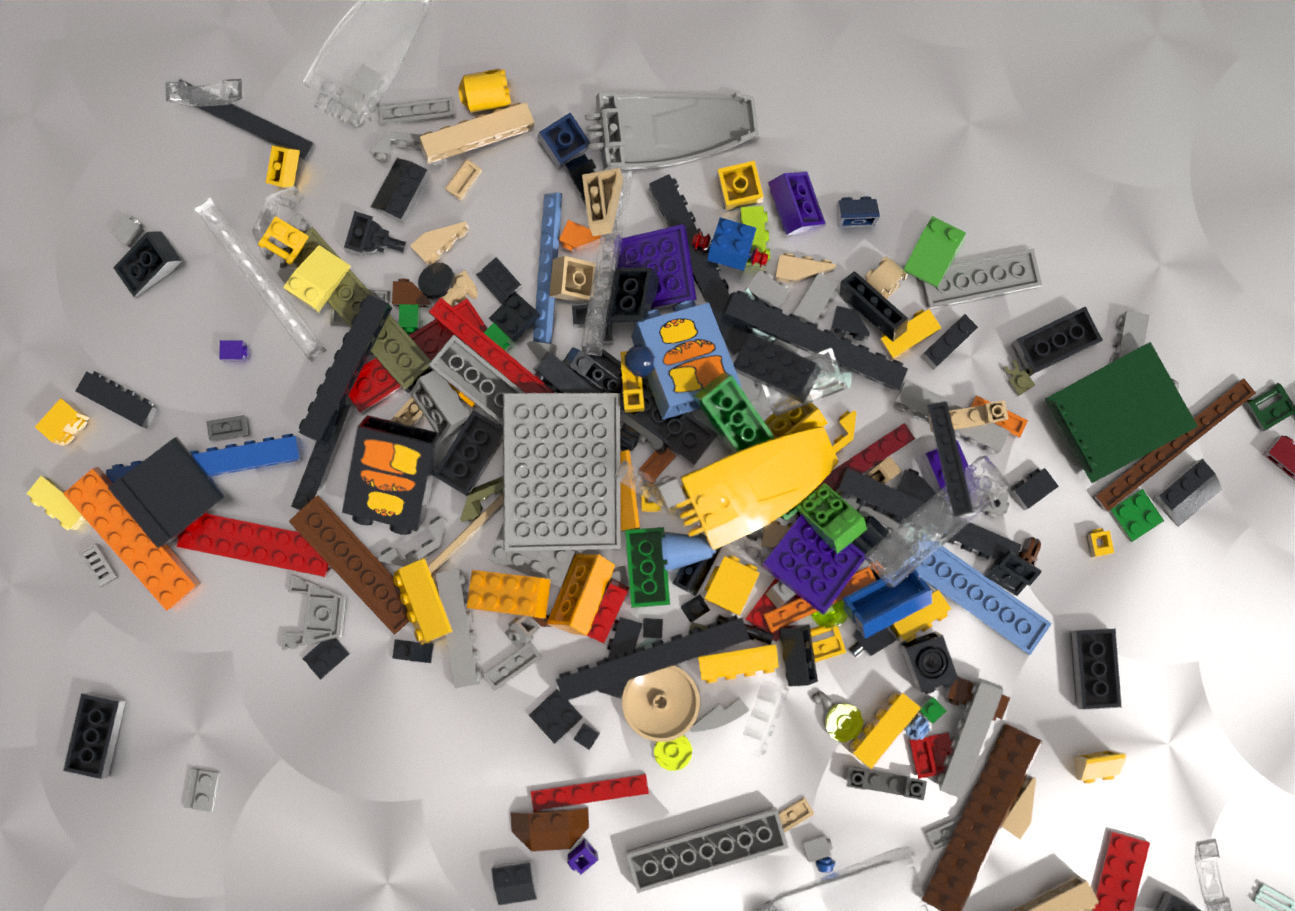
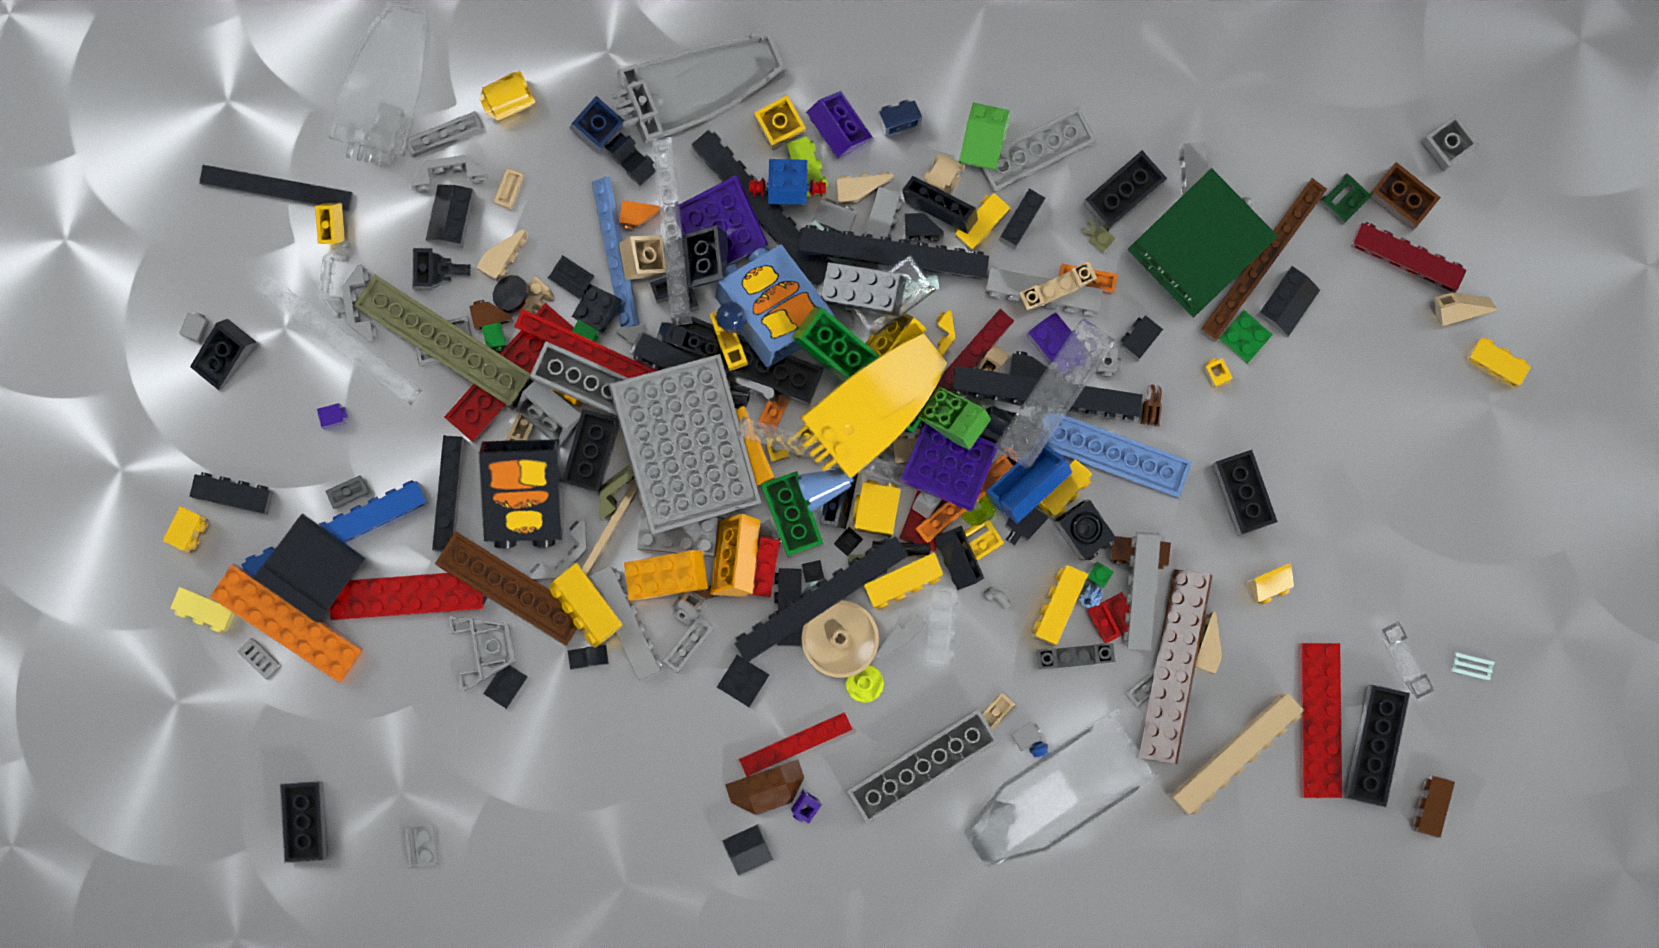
camera: 25 degrees left, 0 degrees up
(204, 95) = (234, 173): clear slope -> none
(286, 234) = (352, 288): yellow plate -> none
(317, 278) = (395, 323): light yellow slope -> none
(345, 369) = (448, 403): black brick -> none
(476, 132) = (510, 139): tan brick -> none
(586, 736) = (778, 690): black brick -> none
(602, 198) = (651, 172): tan wedge -> none
(670, 491) = (794, 433): light grey brick -> none
(844, 722) = (1020, 610): neon yellow tile -> none
(950, 459) = (1051, 331): black plate -> none
(1013, 573) = (1141, 423): black slope -> none

